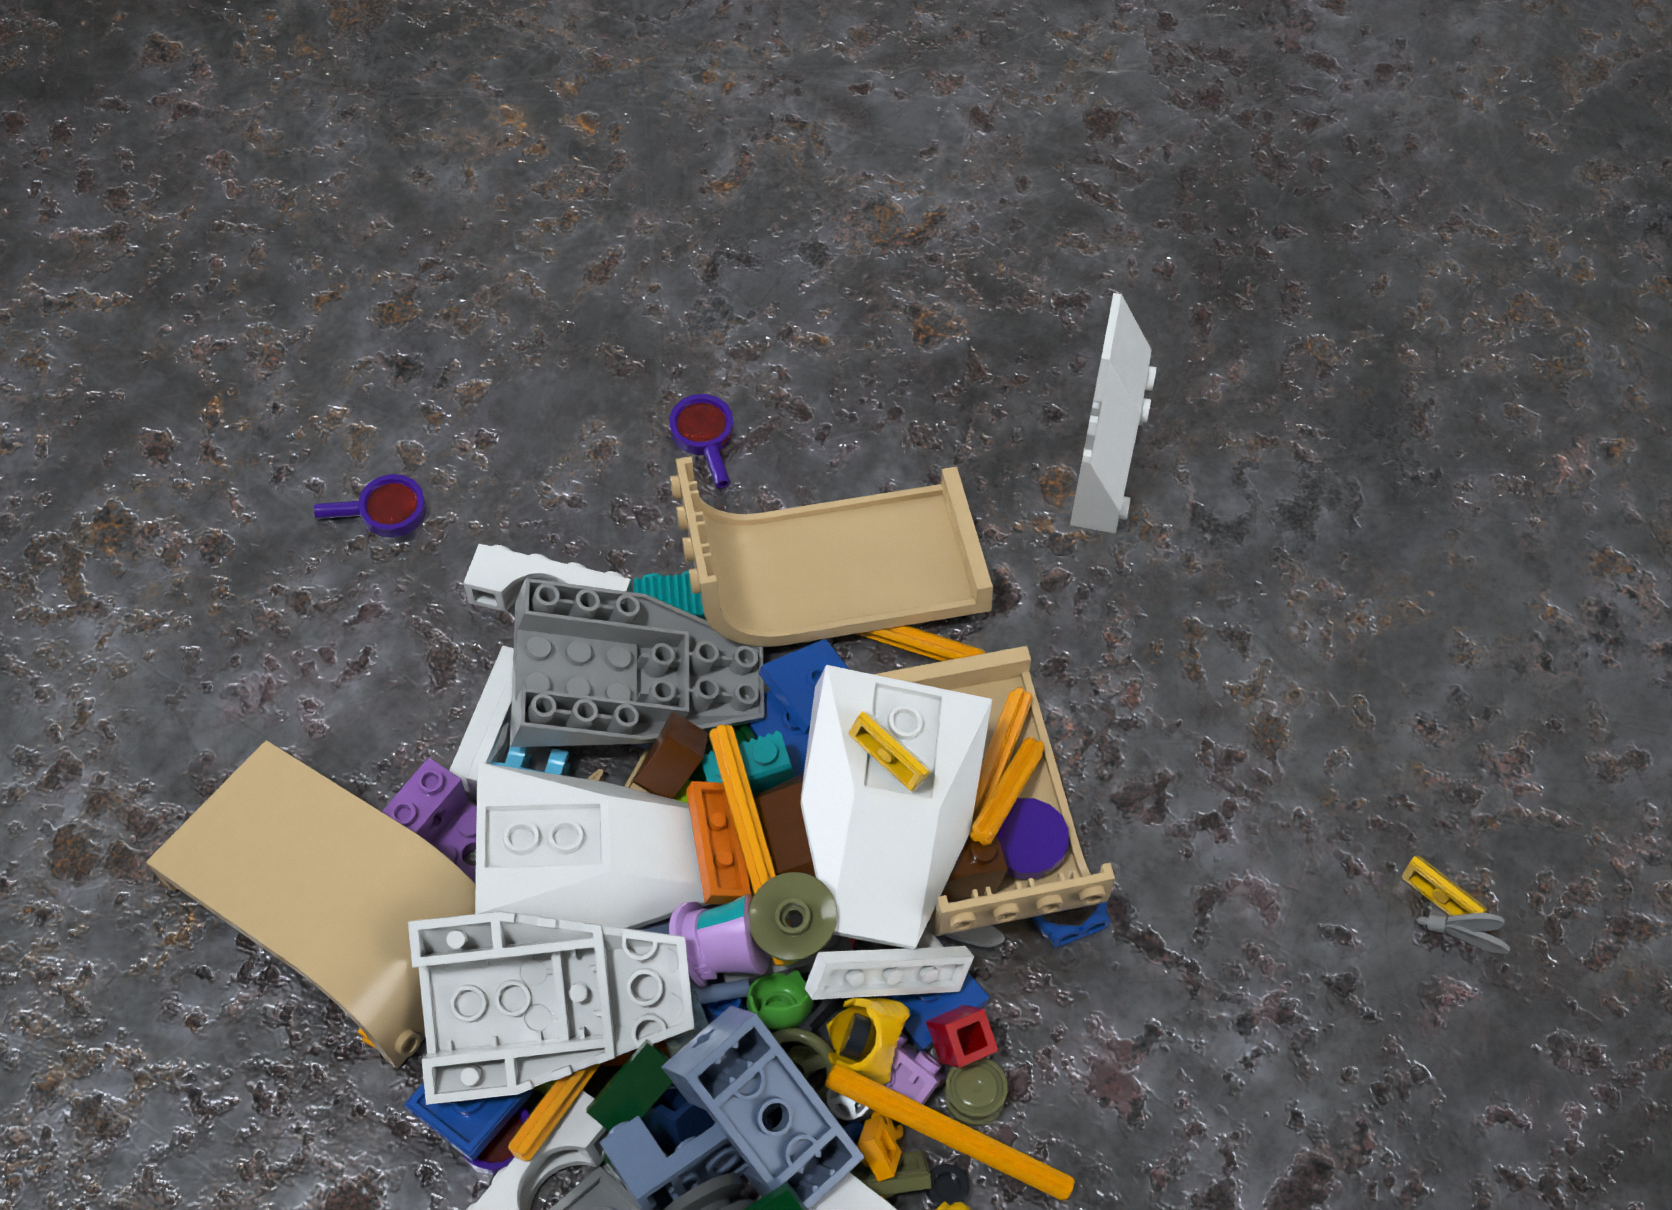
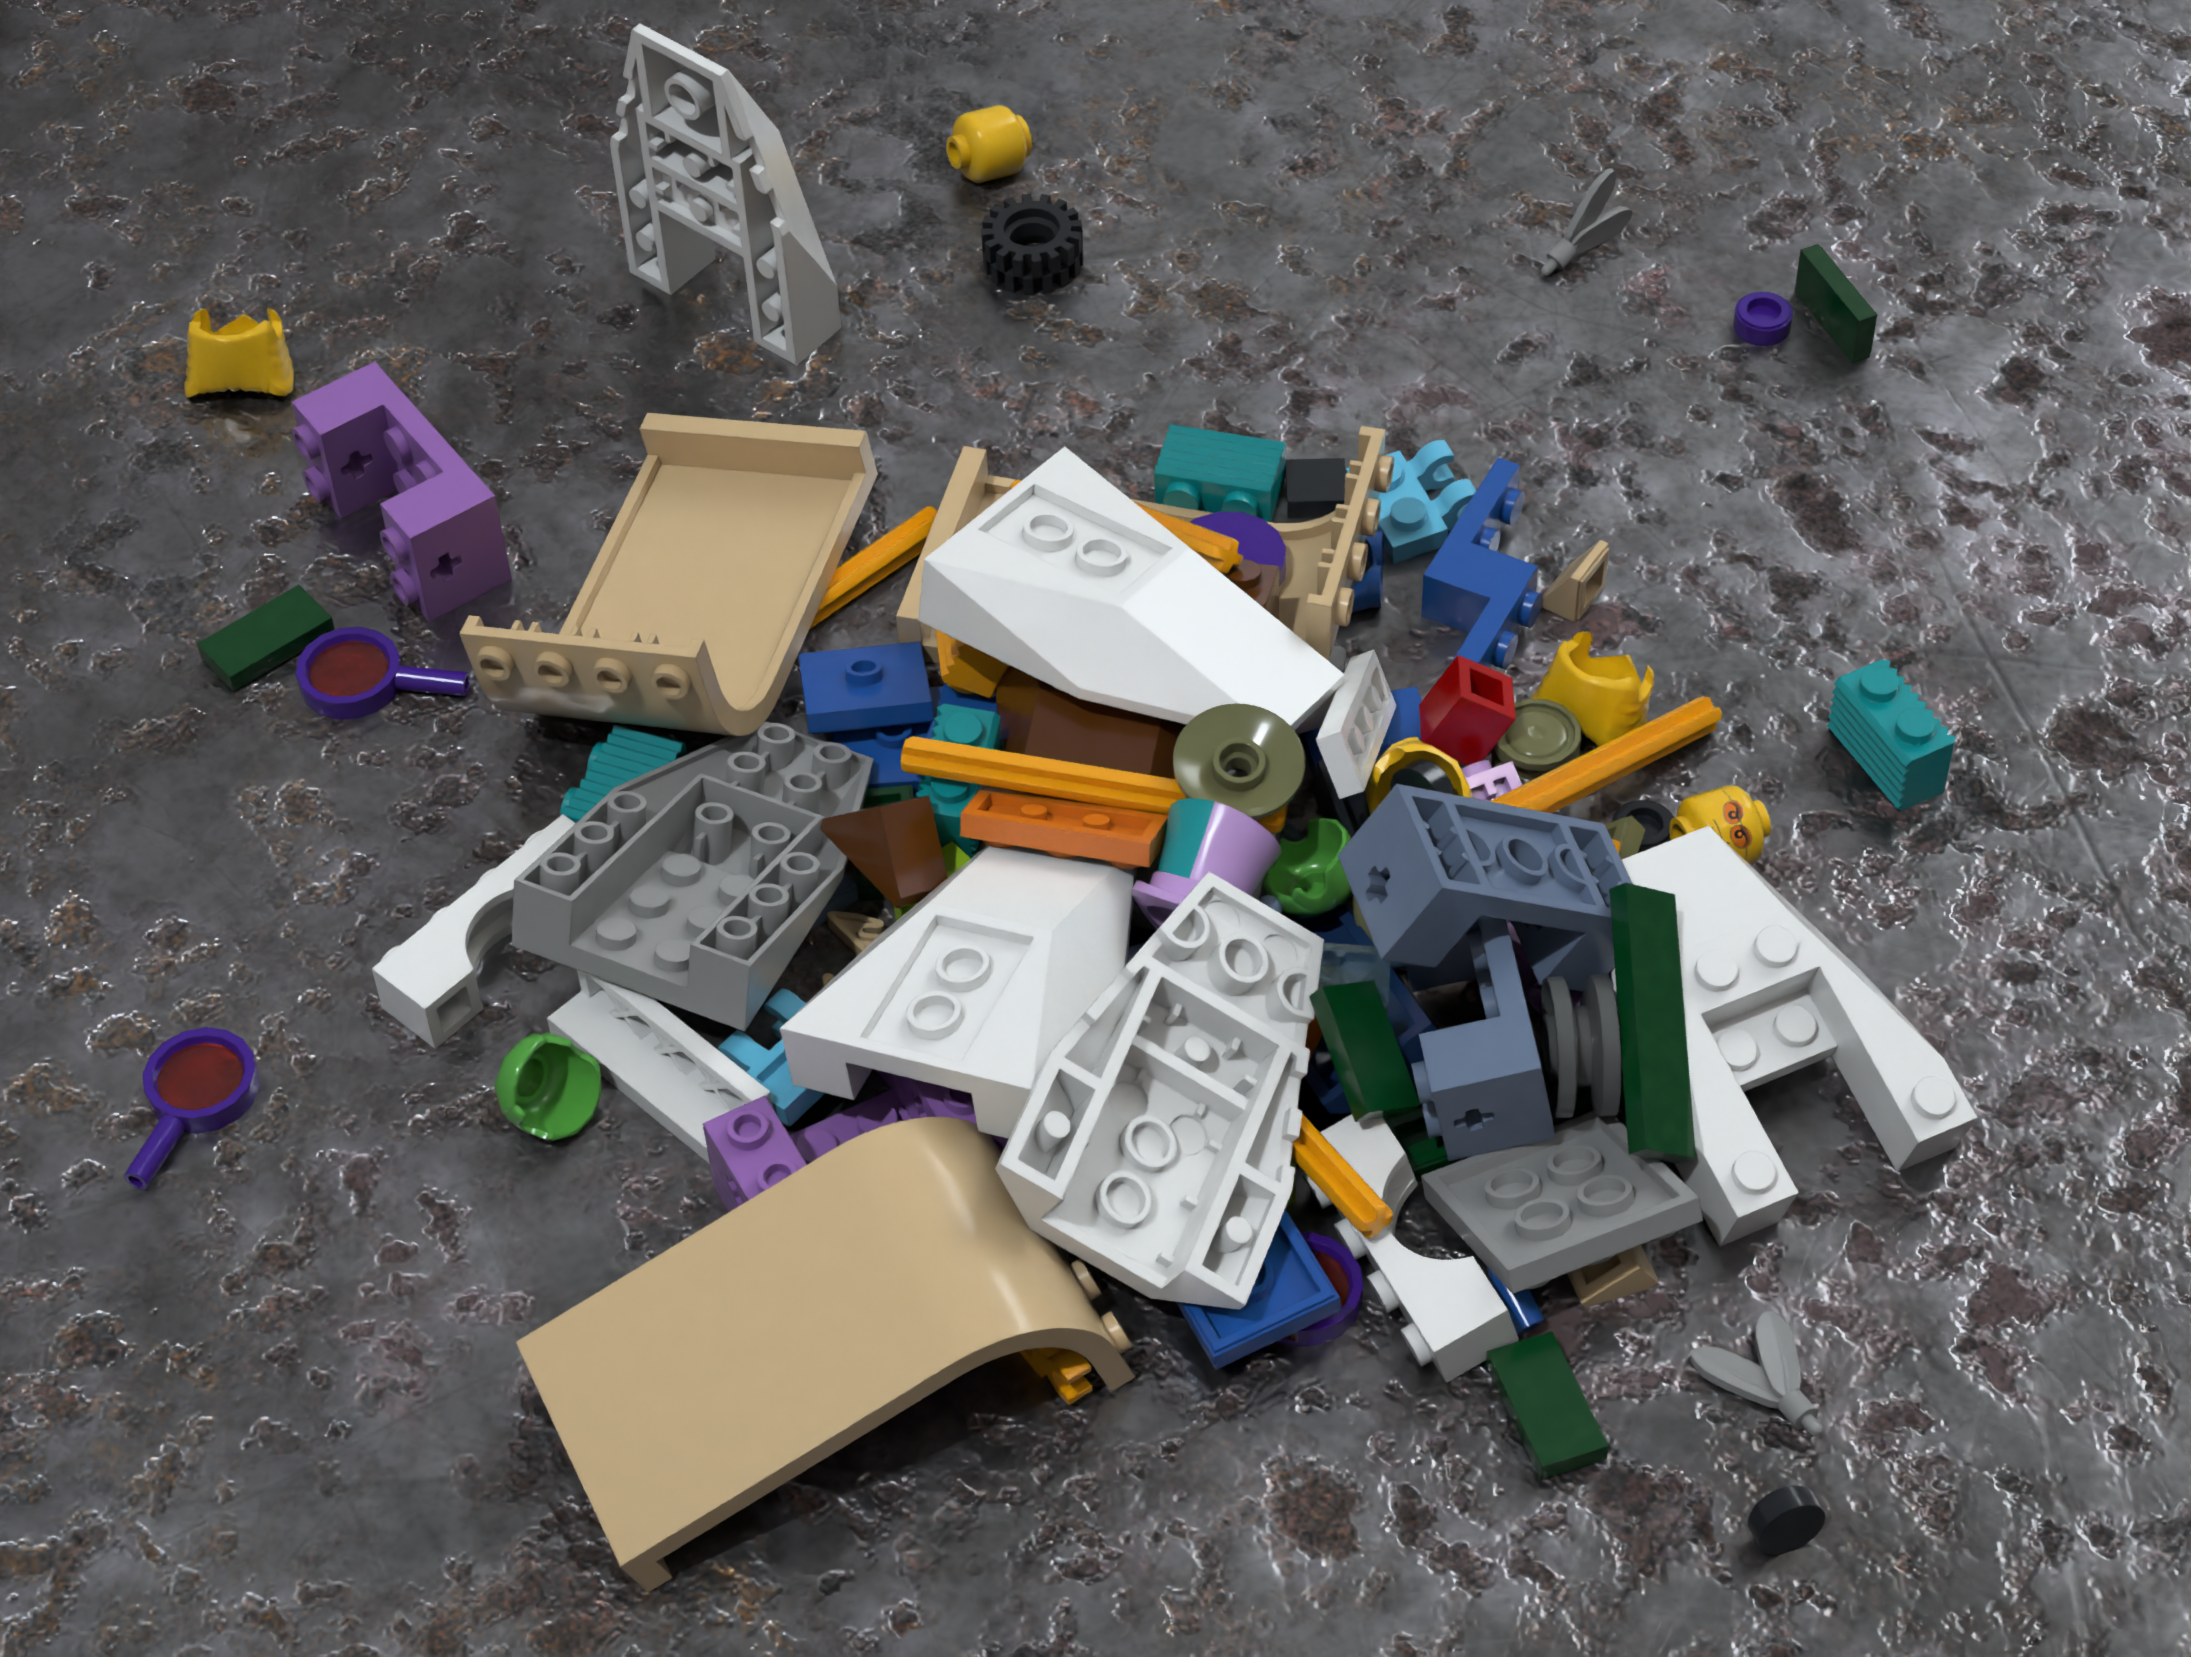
camera: 60 degrees left, 10 degrees down
(448, 669) = (548, 1086): none -> bright green hair
(704, 372) = (265, 637): none -> dark green tile
(809, 417) = (442, 525): none -> medium lavender plate
(889, 751) = (1091, 540): yellow slope -> none
(896, 246) = (238, 356): none -> yellow hair
(1038, 1111) = (1599, 690): none -> yellow hair
(1090, 1001) = (1476, 585): none -> blue bracket
(1101, 802) = (1220, 472): none -> teal brick
(1133, 863) = (1314, 486): none -> black tile
(1134, 1059) = (1578, 583): none -> tan slope
(1144, 918) = (1408, 516): none -> medium azure plate
(1243, 583) = (1032, 265): none -> black tyre
(1309, 536) = (989, 144): none -> yellow head
(1440, 889) = (1522, 229): yellow slope -> none
(1460, 1081) = (1763, 318): none -> dark purple tile
(1496, 1124) = (1835, 303): none -> dark green tile

